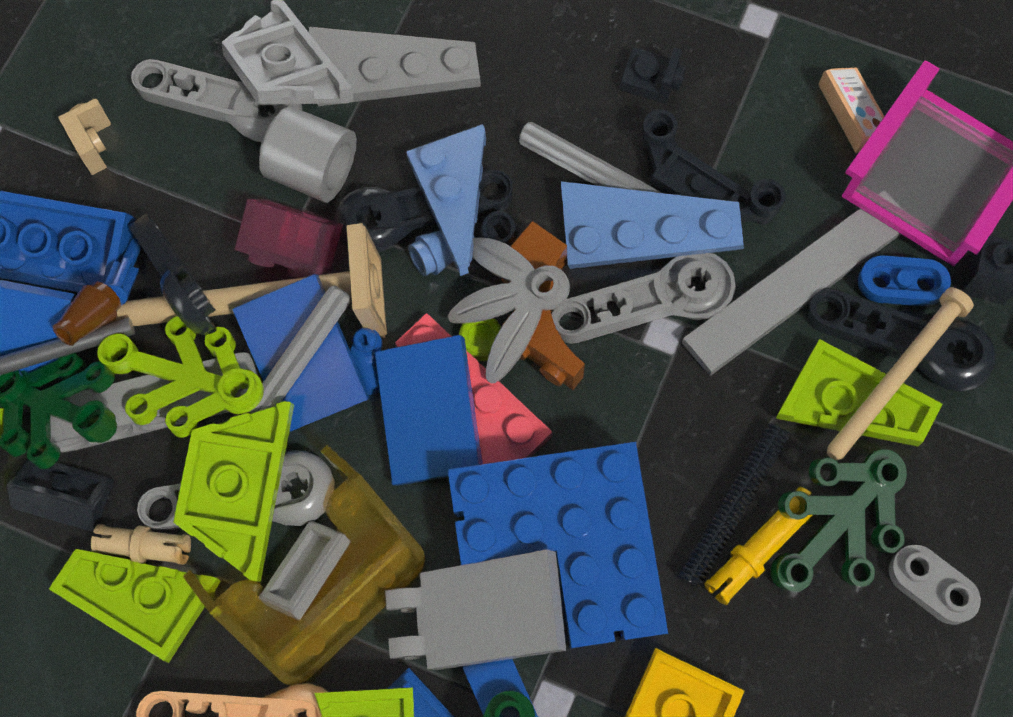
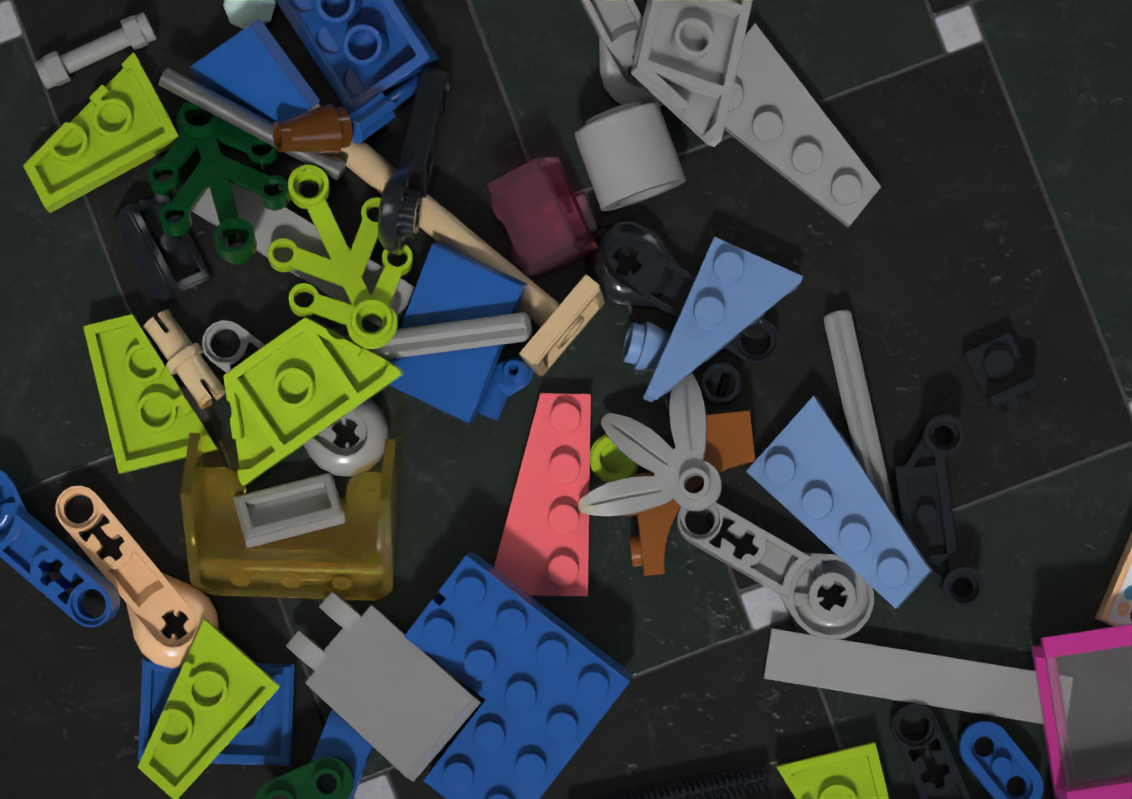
camera: 45 degrees right, 15 degrees up
(428, 409) = (507, 481): blue tile -> none

